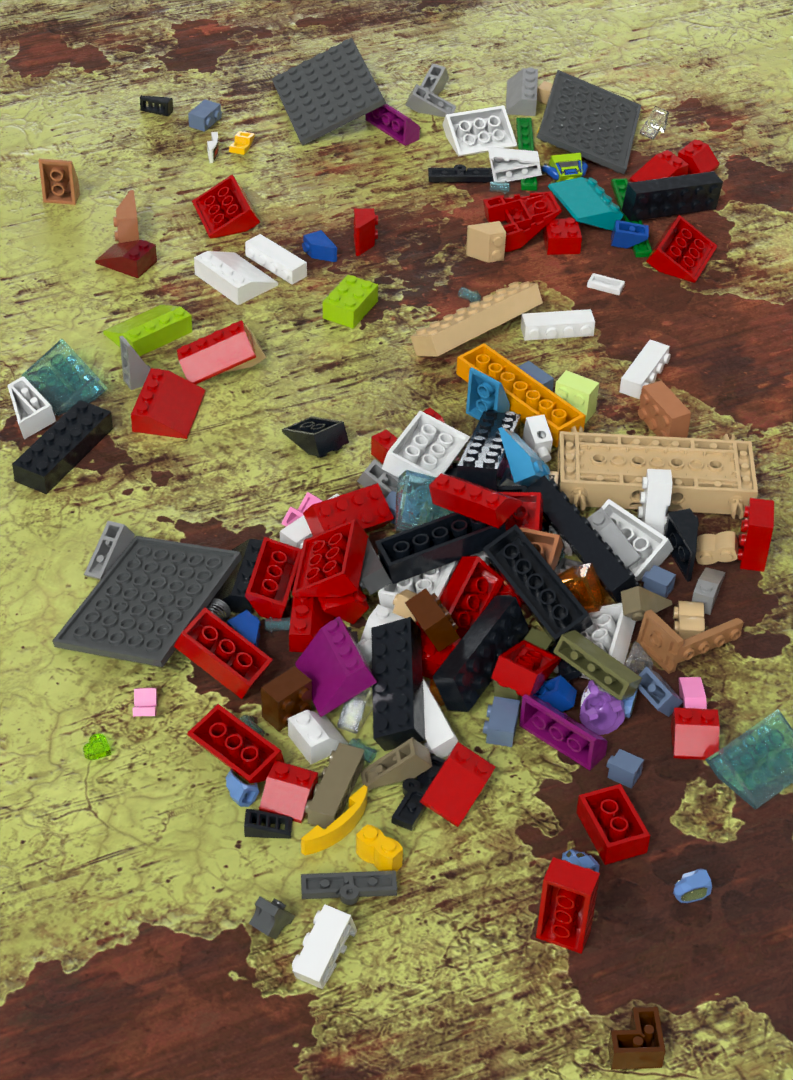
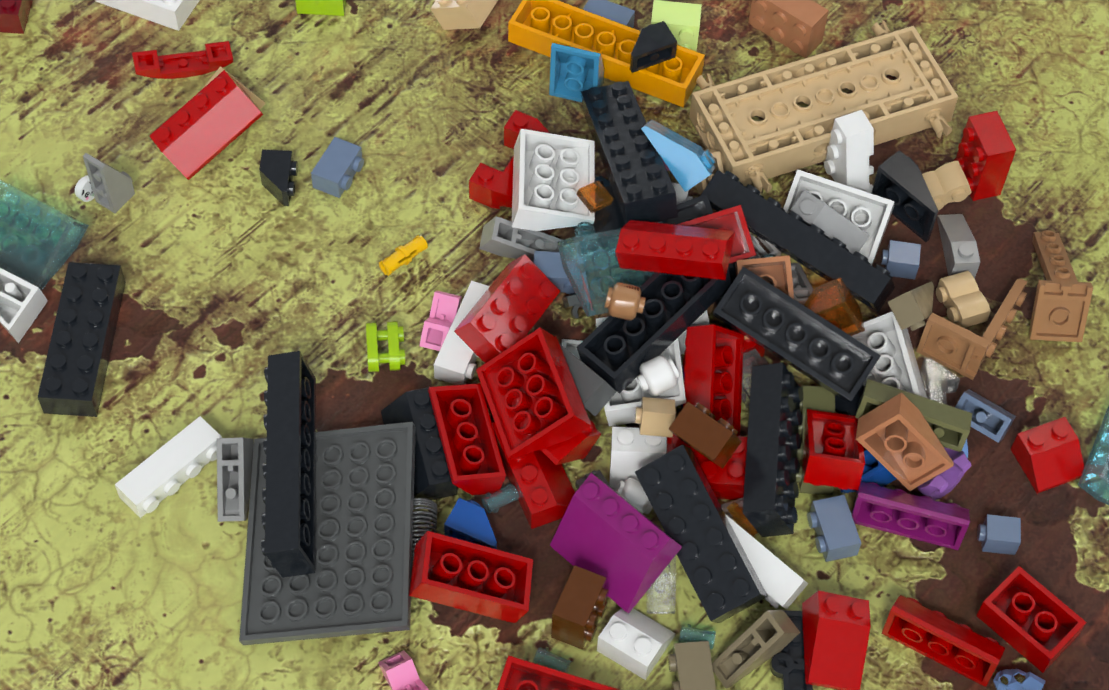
camera: 25 degrees left, 15 degrees up
(69, 532) = (169, 467): none -> white brick
(117, 369) = (84, 190): none -> white tile
(143, 548) = (289, 465): none -> black brick
(152, 328) = (88, 110): lime slope -> none
(166, 405) = (180, 223): red slope -> none
(218, 321) = (183, 64): none -> red slope
(249, 397) = (277, 174): none -> black slope
(255, 513) = (395, 356): none -> lime brick
(290, 406) = (337, 167): none -> sand blue brick
(312, 467) = (403, 255): none -> yellow pin
(318, 435) = (393, 198): black slope -> none
(420, 519) = (624, 301): none -> medium nougat head
(423, 577) = (658, 375): none -> white head
(447, 465) = (595, 196): none -> clear orange tile
(538, 436) = (663, 105): white torso -> none
(538, 813) = (943, 640): none -> red slope
(546, 396) = (653, 46): none -> black slope
(576, 675) = (903, 442): none -> nougat slope
(692, 692) = (1020, 400): bright pink slope -> none
(761, 639) = (1060, 300): none -> medium nougat bracket

